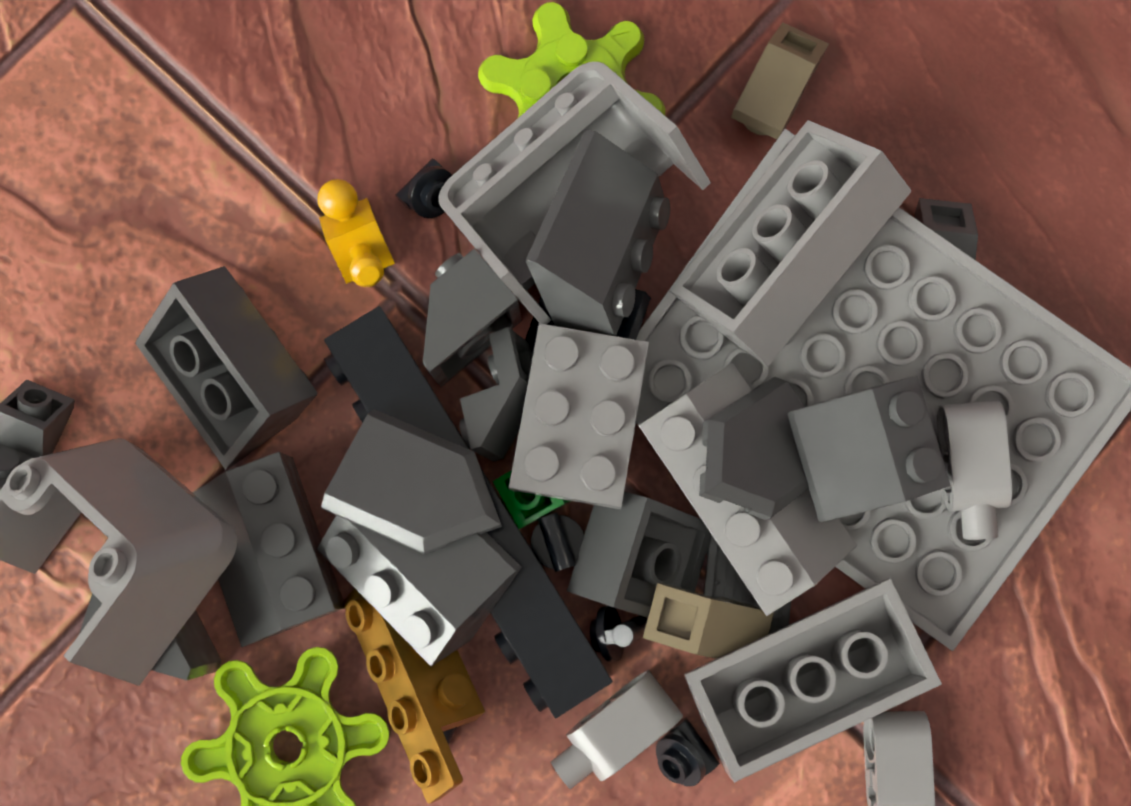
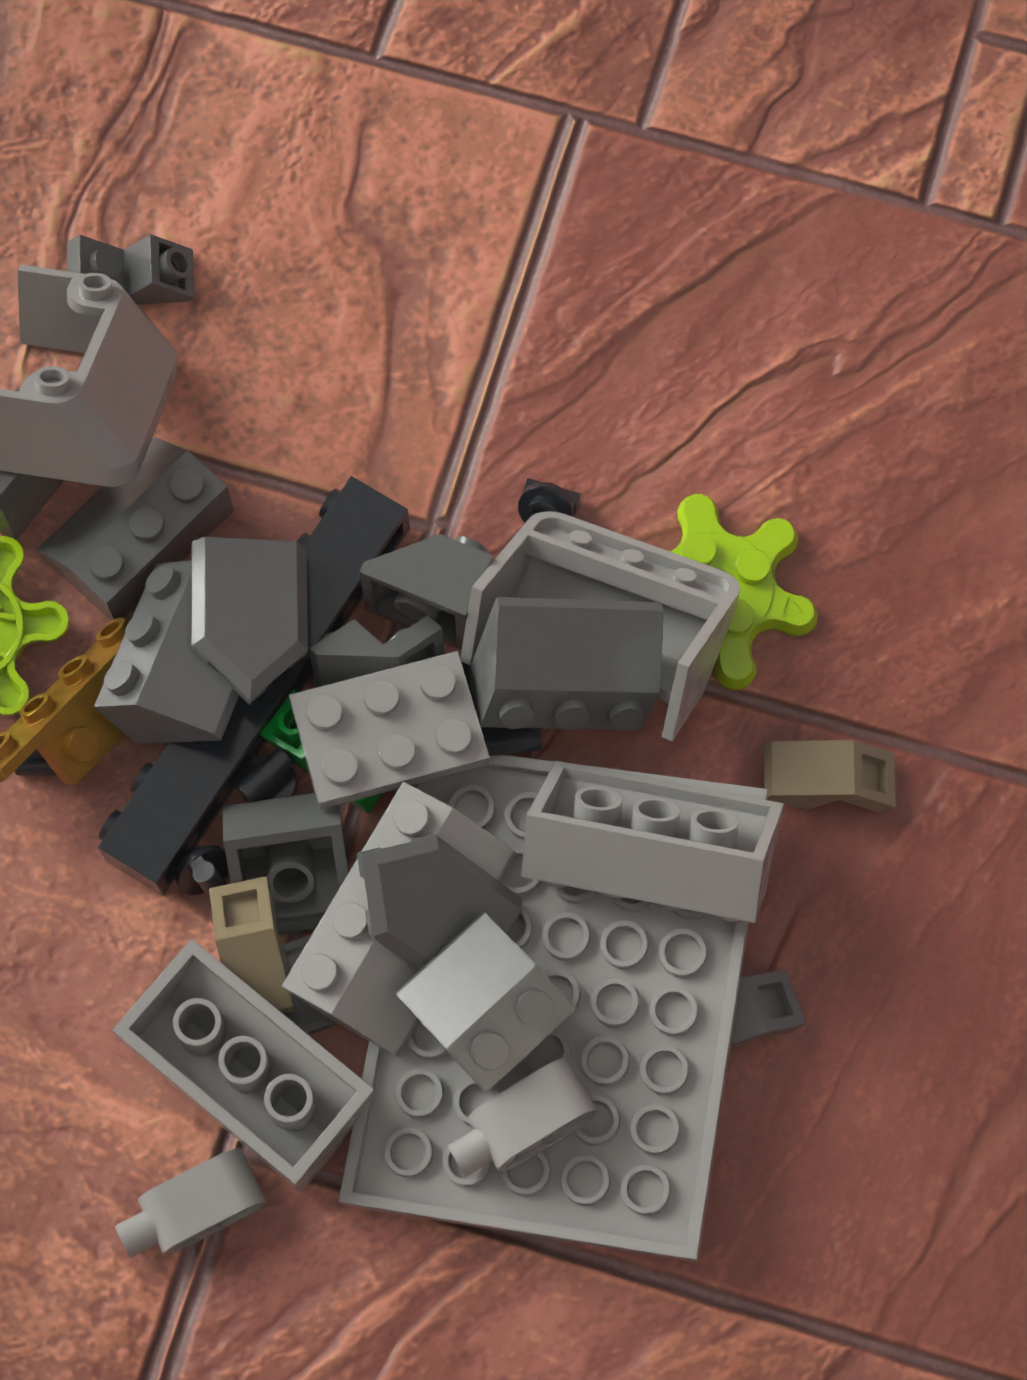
camera: 65 degrees right, 10 degrees down
(224, 365) = (288, 407): dark grey slope -> none
(353, 234) = (468, 457): yellow piece -> none
(617, 731) = (113, 918): light grey piece -> none
(684, 755) = (116, 991): black plate -> none

